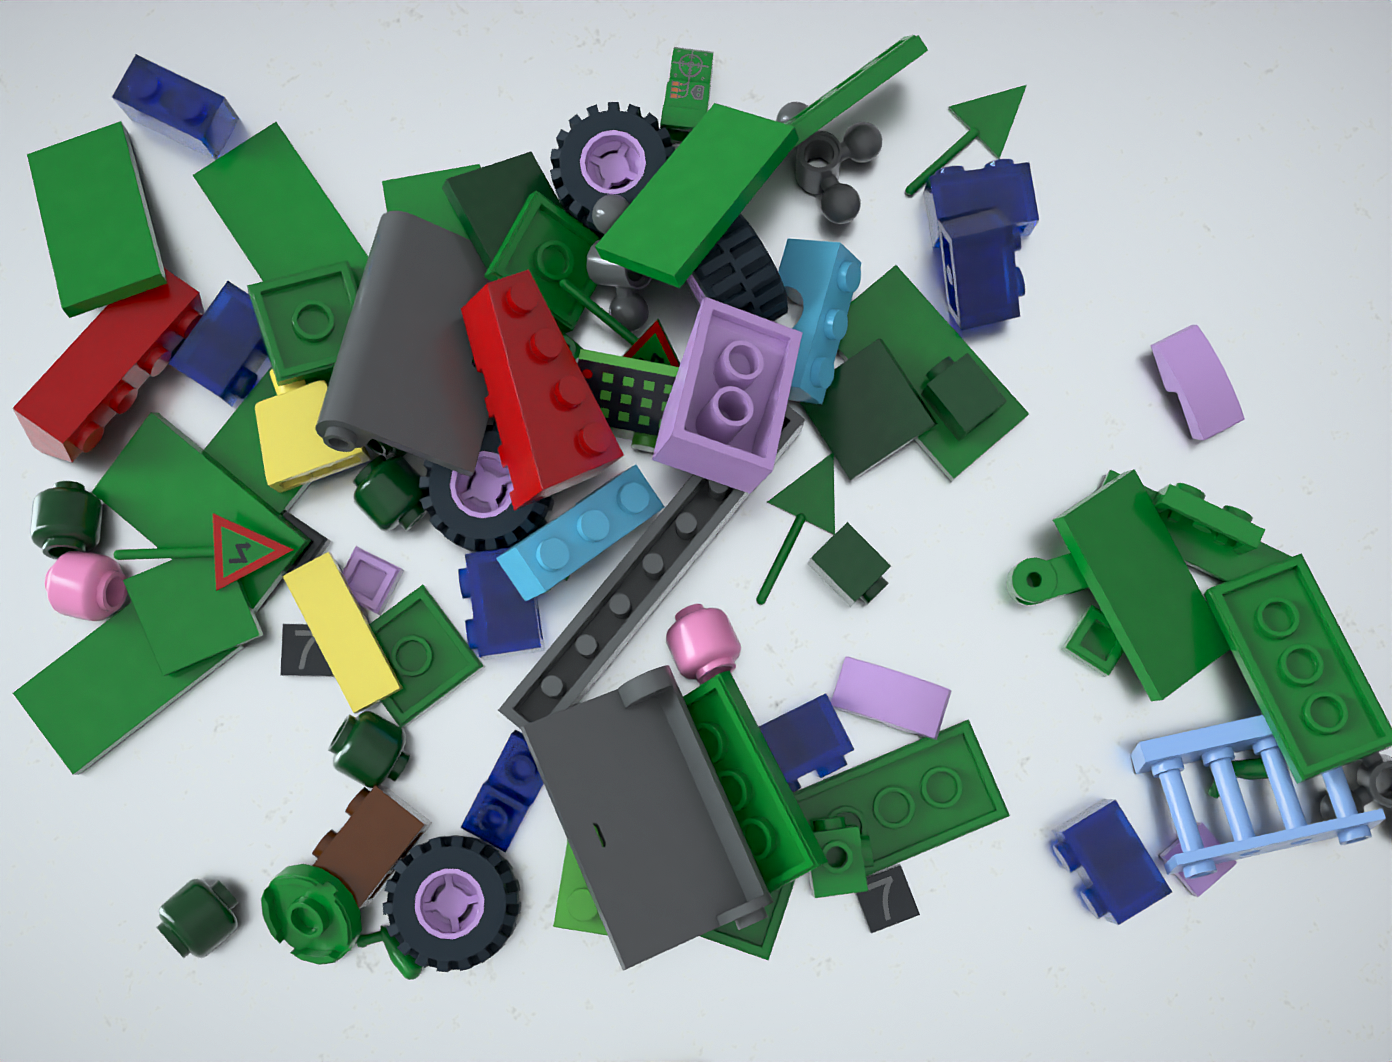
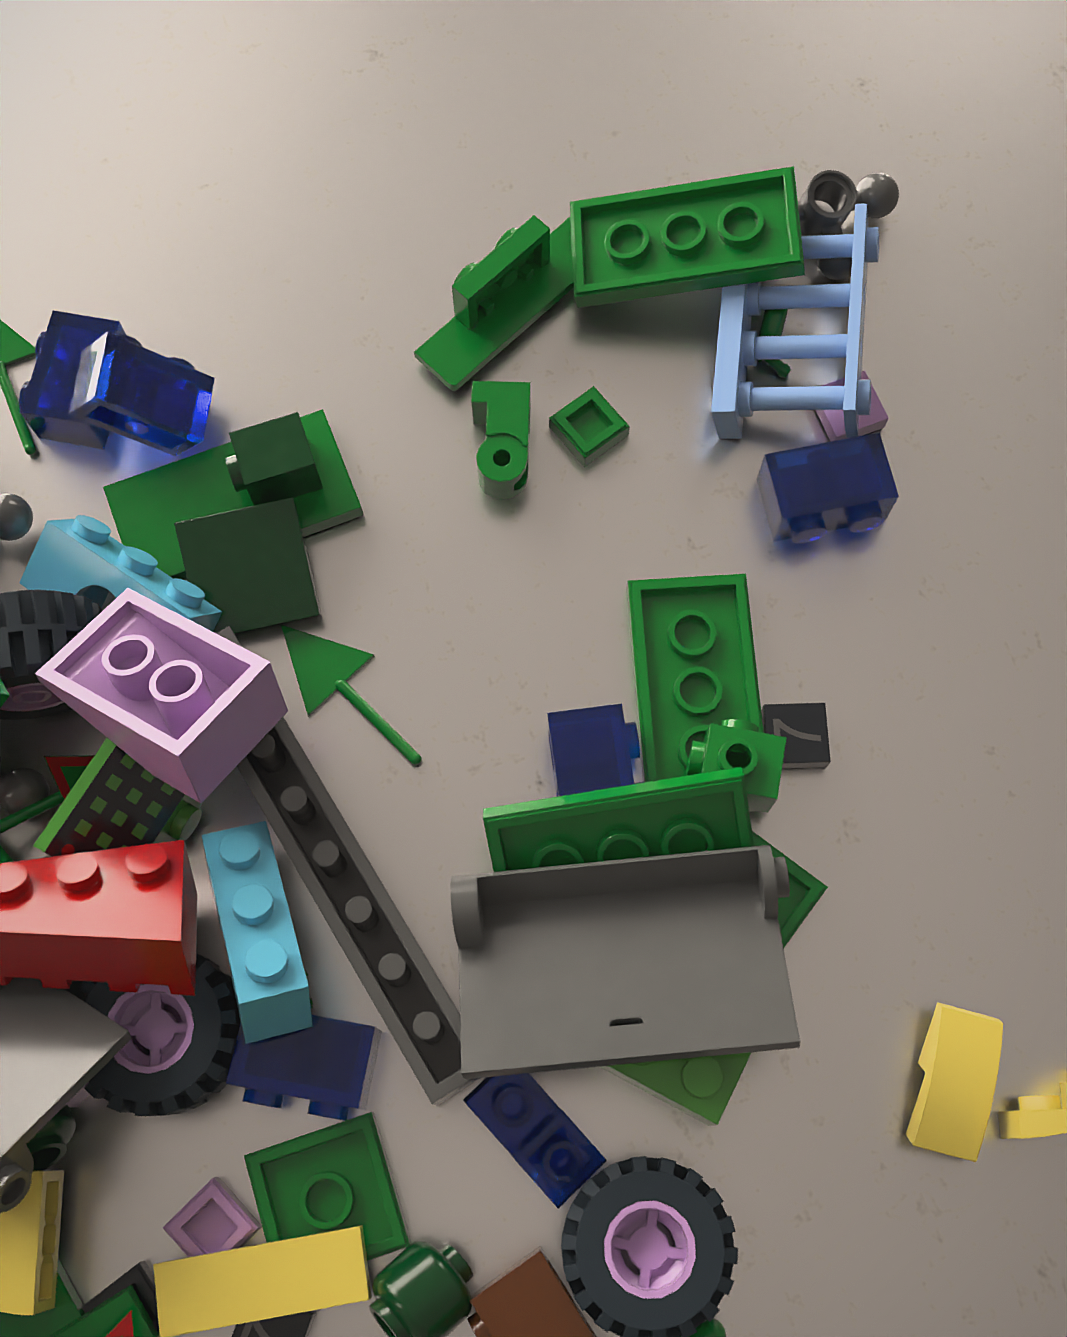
camera: 70 degrees left, 10 degrees down
(390, 493) = (114, 1157): dark green head -> none
(703, 642) = (440, 836): bright pink head -> none
(850, 566) = (415, 644): dark green brick -> none
(891, 697) = (576, 651): lavender slope -> none
(1142, 585) = (545, 355): green tile -> none
(1197, 376) = (343, 238): lavender slope -> none

